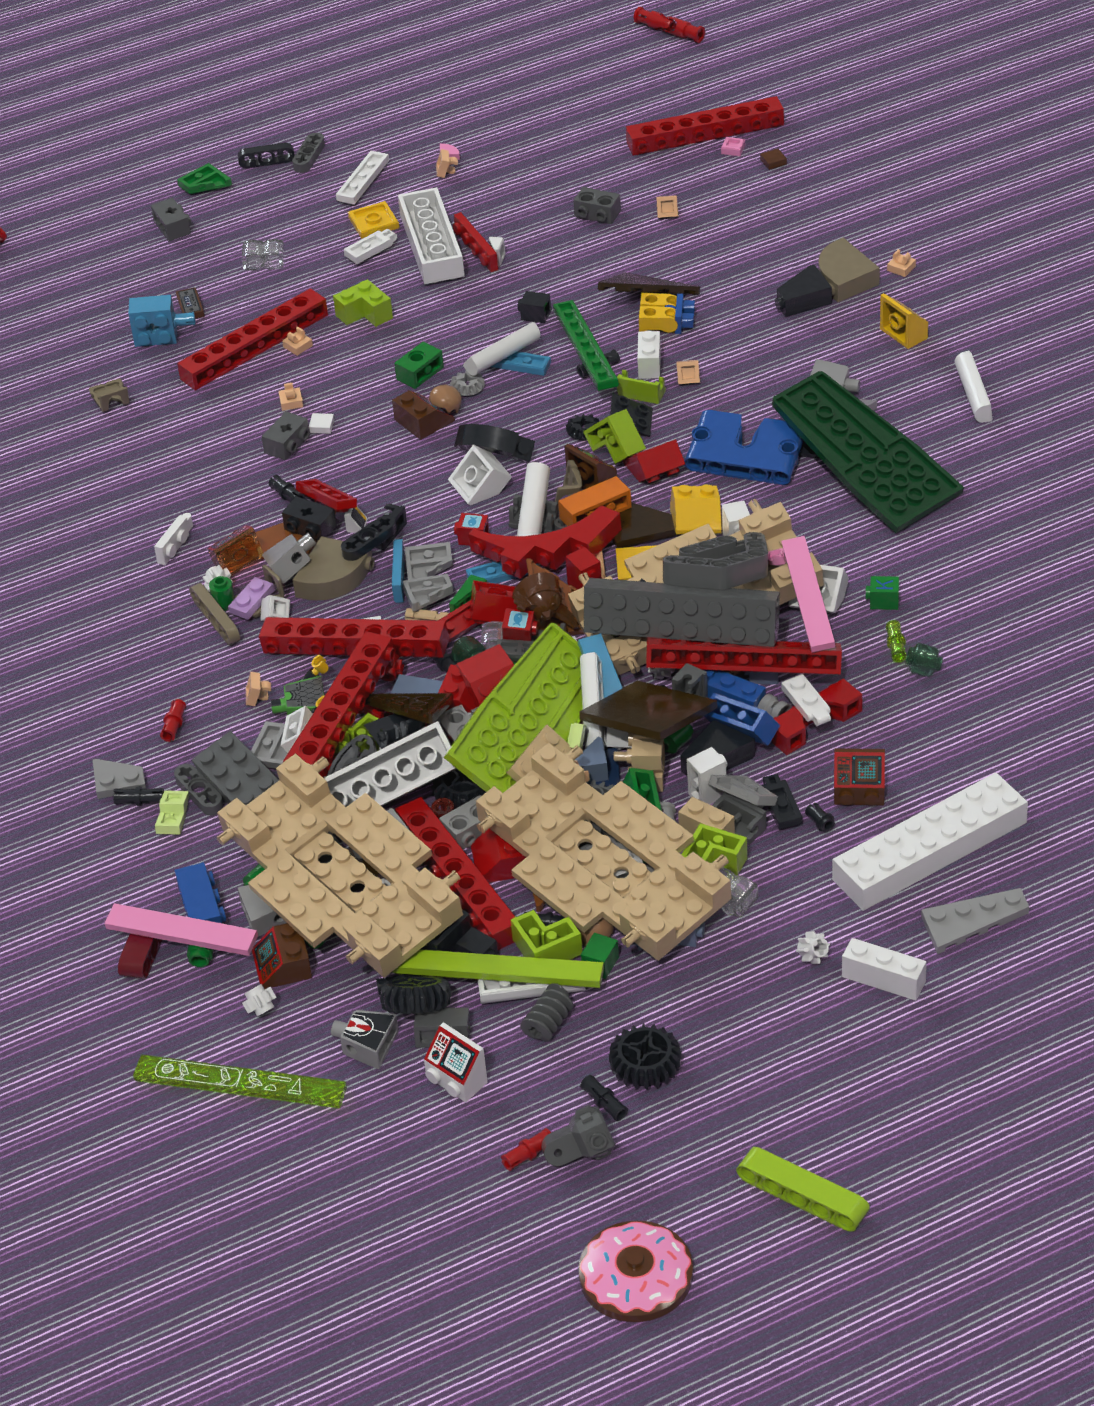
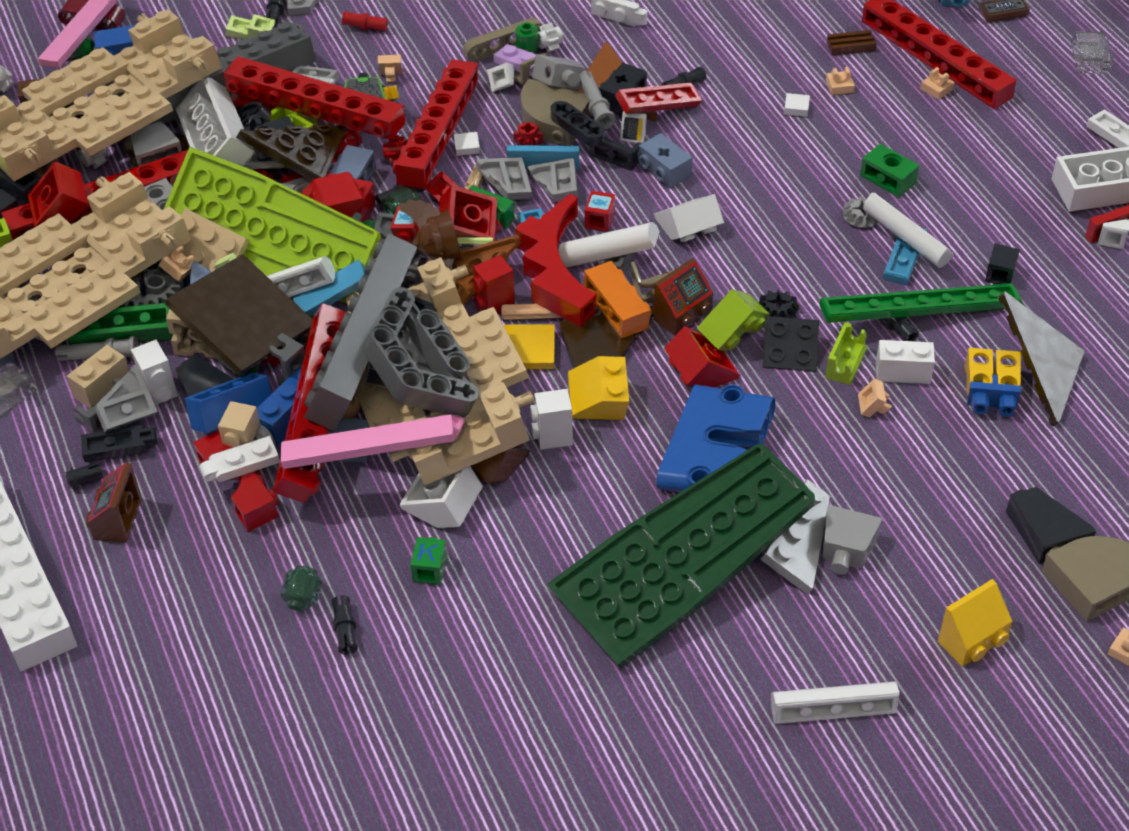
camera: 90 degrees right, 5 degrees up
(229, 383) = (851, 42): none -> reddish brown tile
(236, 550) = (580, 40): clear orange slope -> none
(285, 435) = (770, 76): dark grey brick -> none
(344, 525) = (598, 105): none -> light grey pin
(363, 301) = (999, 126): lime brick -> none
(368, 583) = (528, 135): none -> red gear
(406, 490) = (665, 160): none -> sand blue brick
(419, 415) = (803, 172): reddish brown slope -> none
(446, 397) = (821, 188): medium nougat hair -> none
(484, 882) = (56, 193): none -> red slope
(495, 440) = (728, 221): black arch -> none
(712, 842) = (48, 370): lime brick -> none
(775, 699) = (239, 424): none -> tan brick
(896, 641) = (345, 567): clear neon green pin -> none
(951, 635) = (344, 625): none -> black pin

